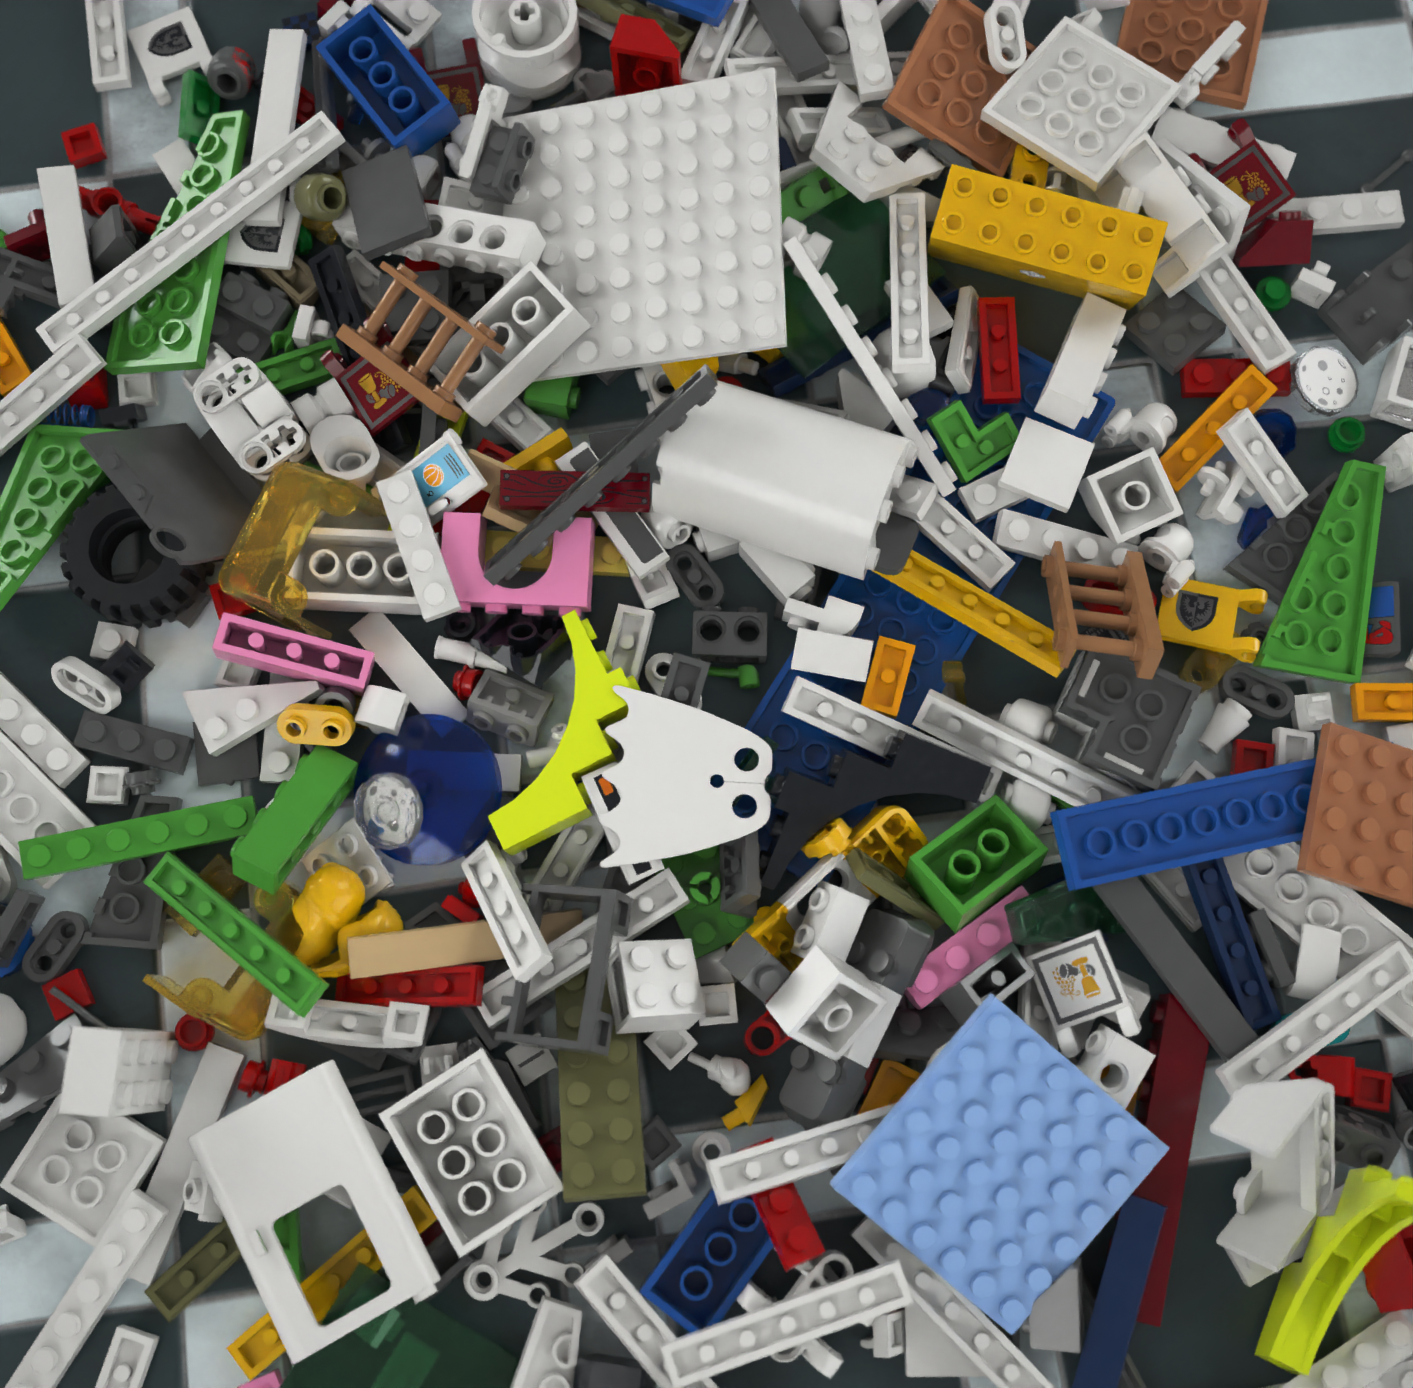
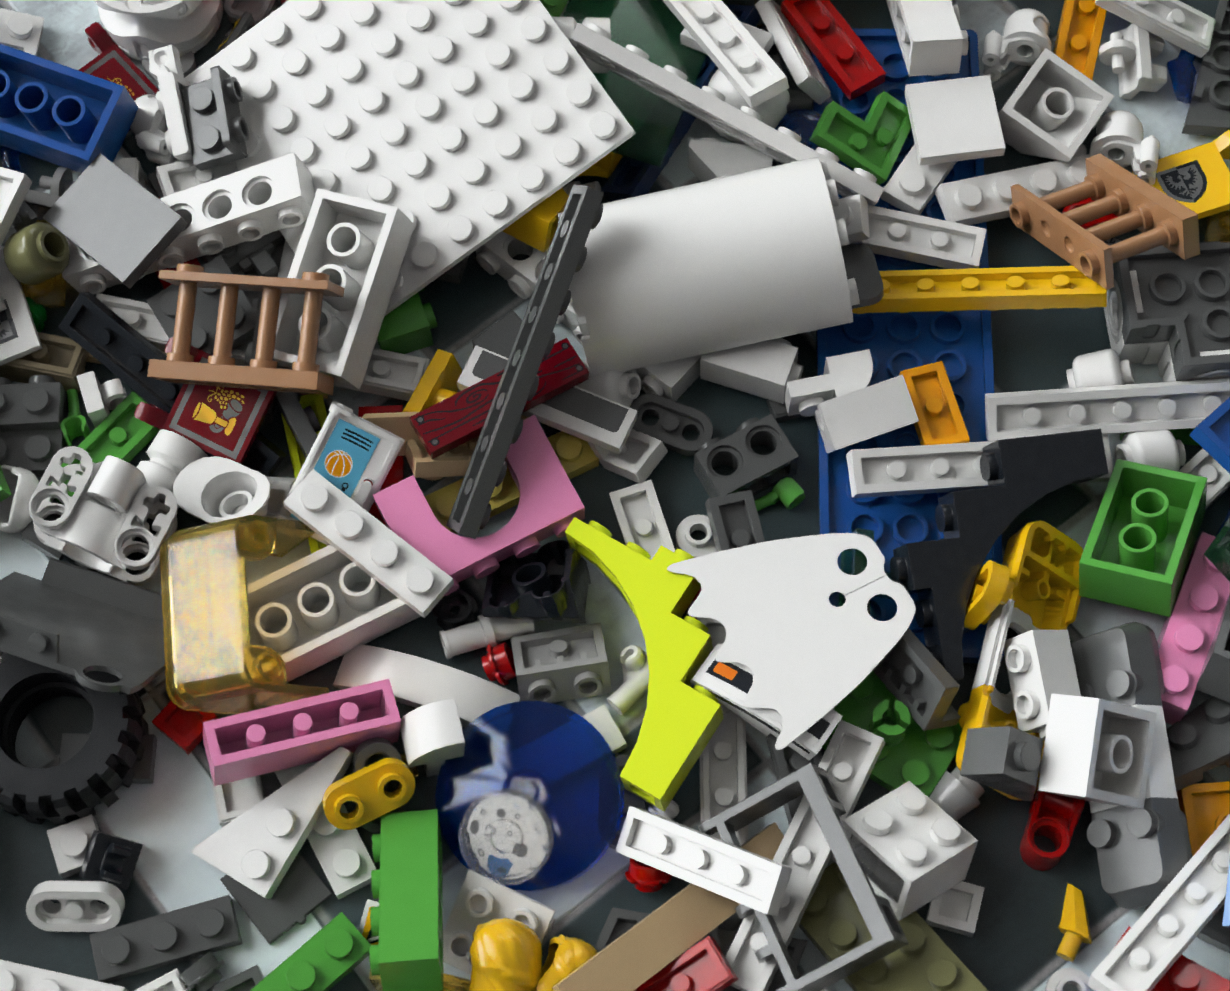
camera: 30 degrees left, 10 degrees down
(460, 909) = (645, 898): red tile -> none
(719, 1005) = (987, 832): white plate -> none
(728, 1071) = (1034, 899): white piece -> none
(891, 887) = (1079, 605): olive tile -> none
(953, 673) = (996, 369): clear yellow hand -> none

